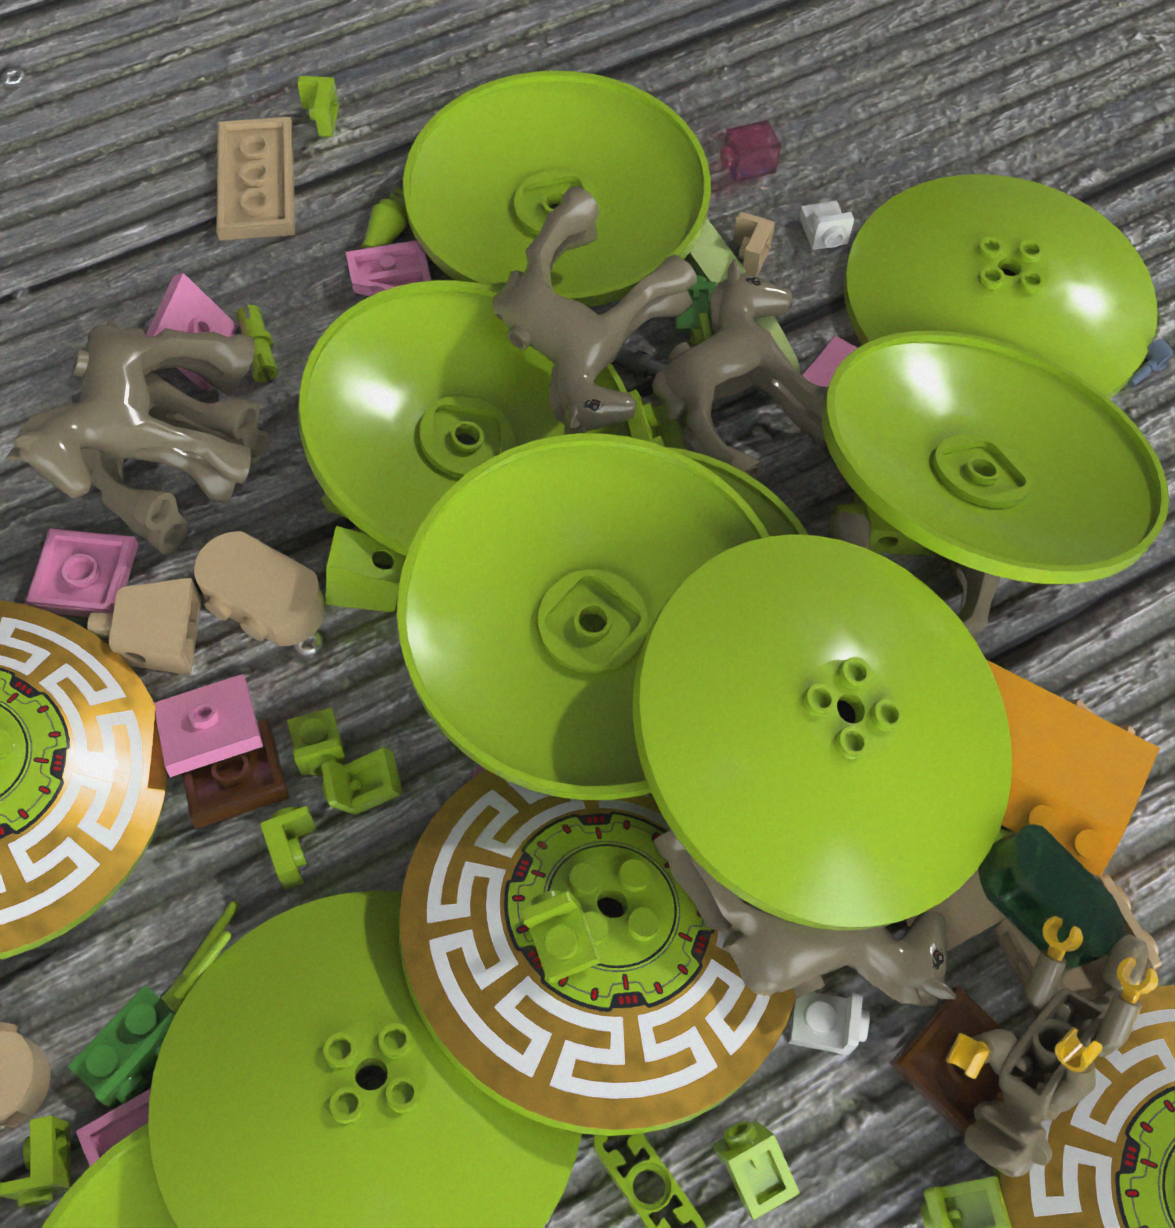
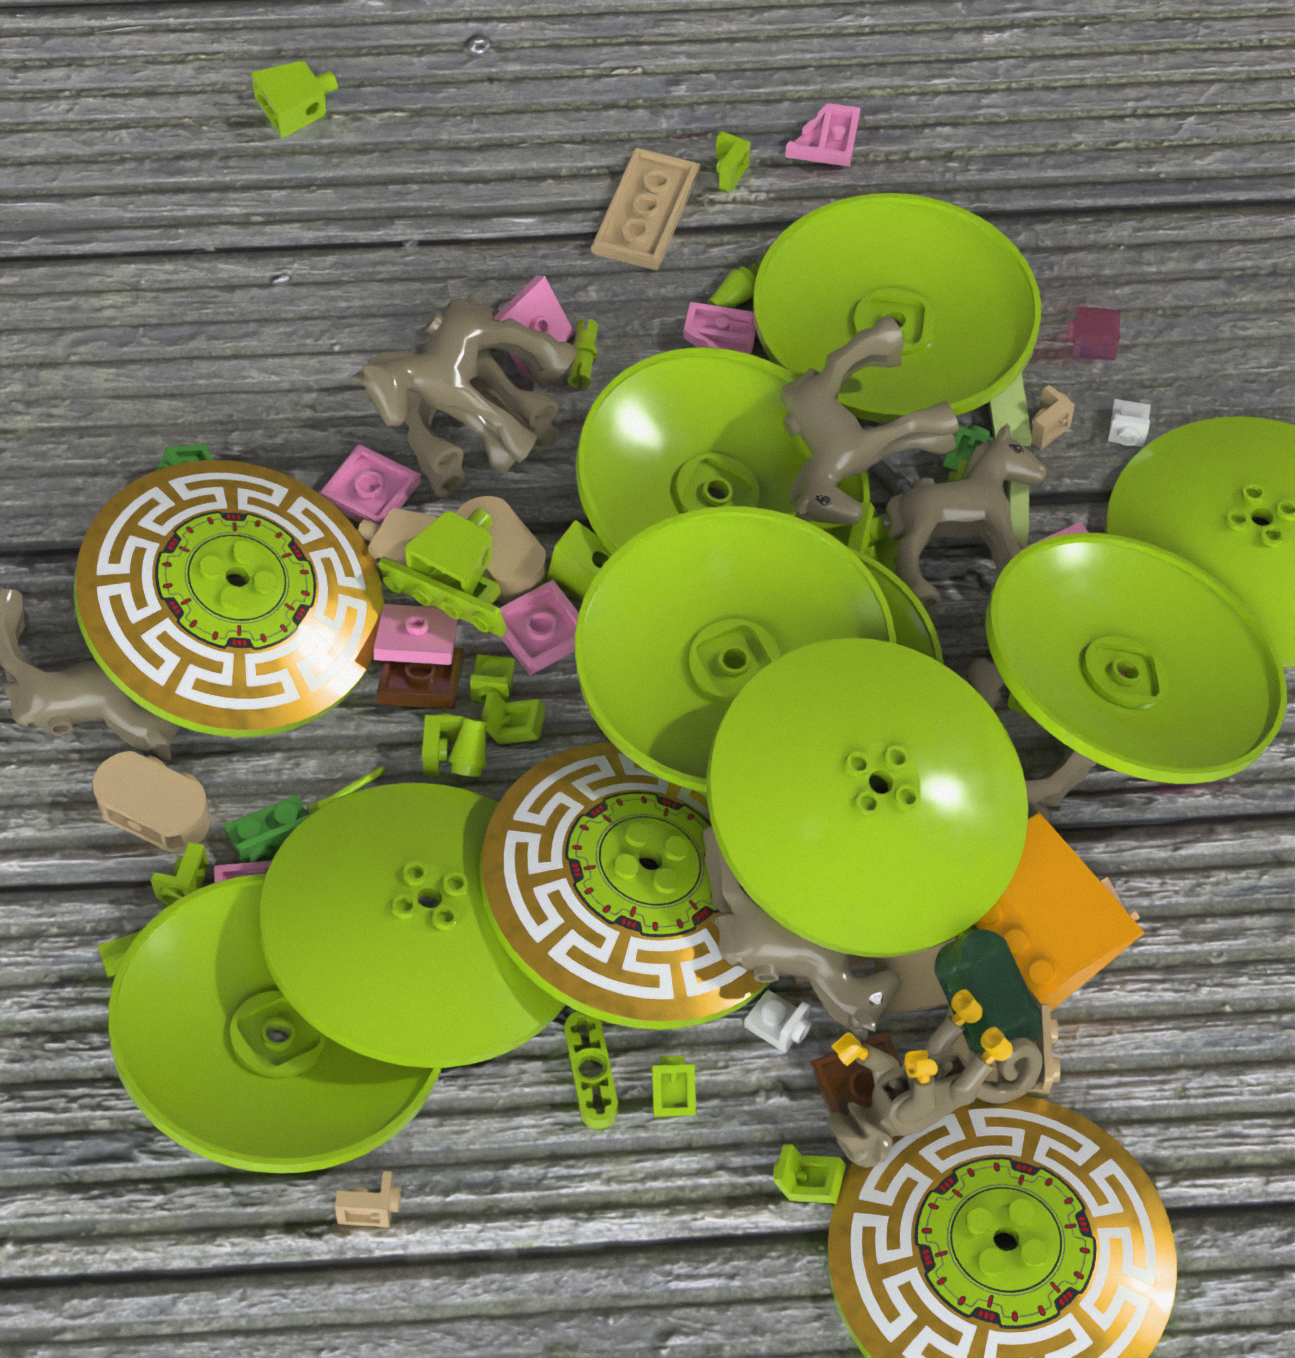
camera: 25 degrees right, 5 degrees down
(211, 614) = (453, 549): none -> lime torso
(226, 657) = (456, 604): none -> lime bracket
(329, 842) = (469, 750): none -> lime cone
(344, 660) = (540, 627): none -> bright pink plate
(404, 53) = (828, 136): none -> bright pink wing
(560, 934) = (599, 855): lime bracket -> none

